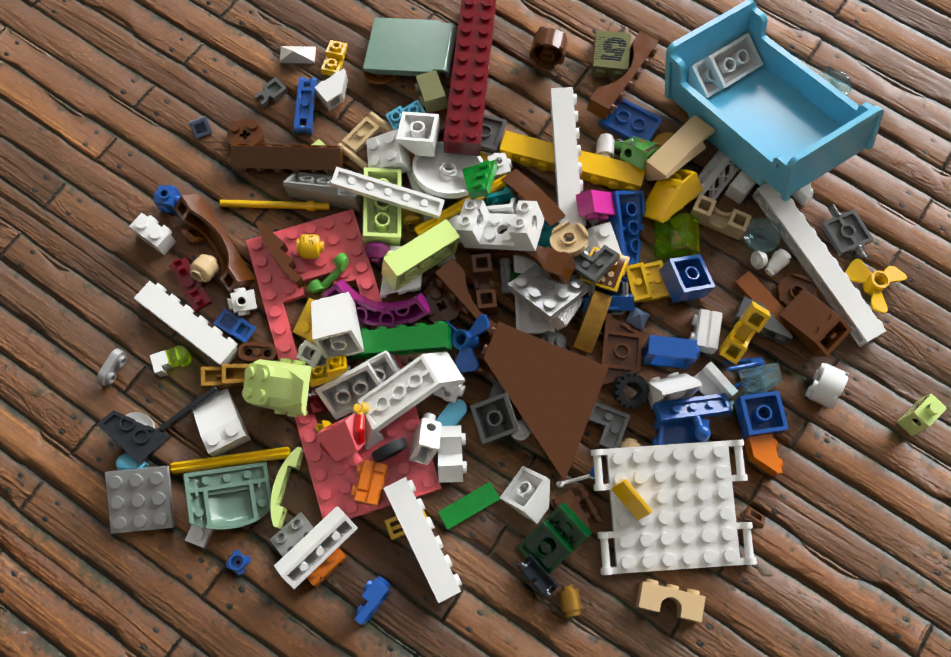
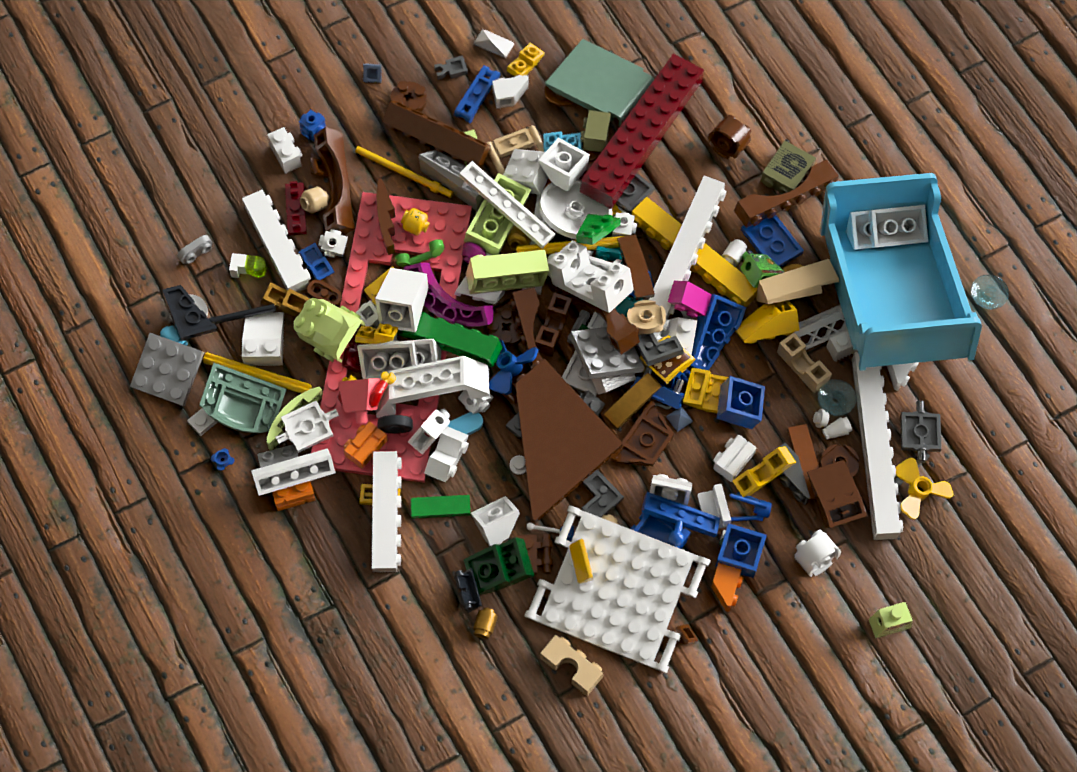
camera: 25 degrees right, 5 degrees down
(305, 492) = (307, 426): none -> white plate
(375, 593) = (323, 538): blue plate -> none
(495, 419) = (499, 442): dark grey slope -> none
(640, 396) = (622, 472): black tyre -> none
(670, 352) = (687, 458): blue window -> none
(677, 237) = (756, 362): clear neon green slope -> none
(760, 378) = (757, 519): clear light blue slope -> none

